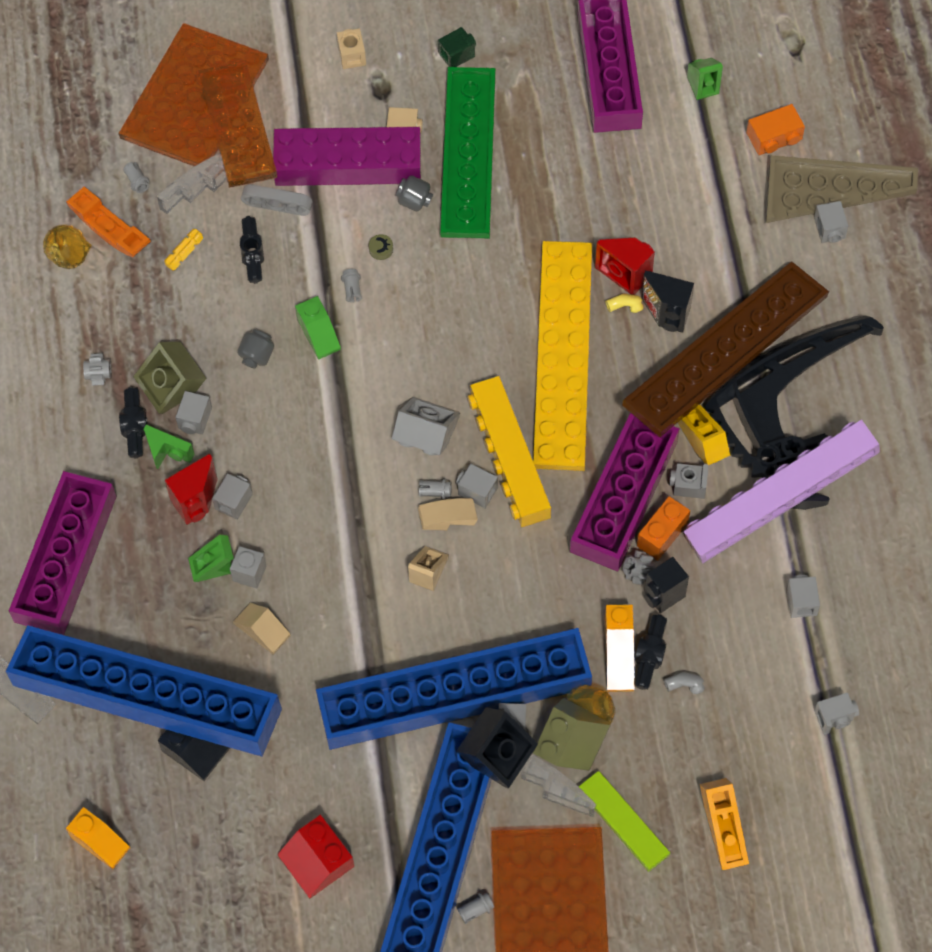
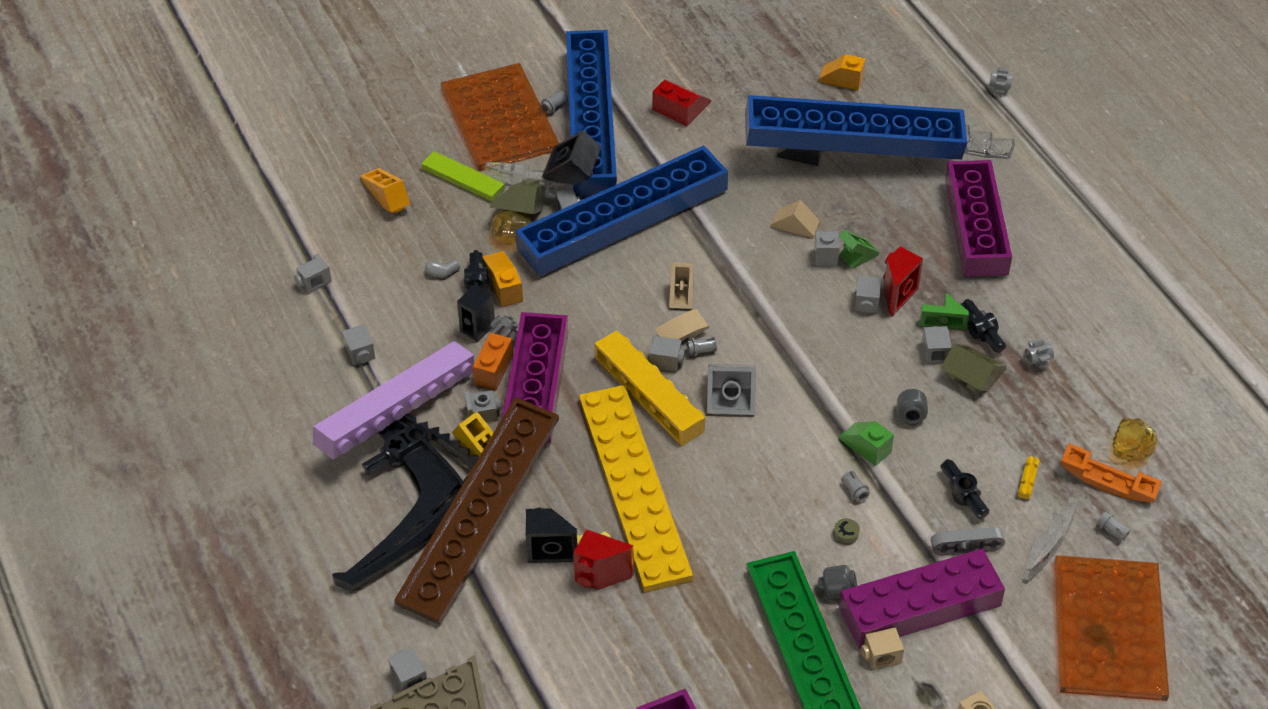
camera: 160 degrees right, 15 degrees down
(237, 124) = (1044, 582): clear orange plate -> none

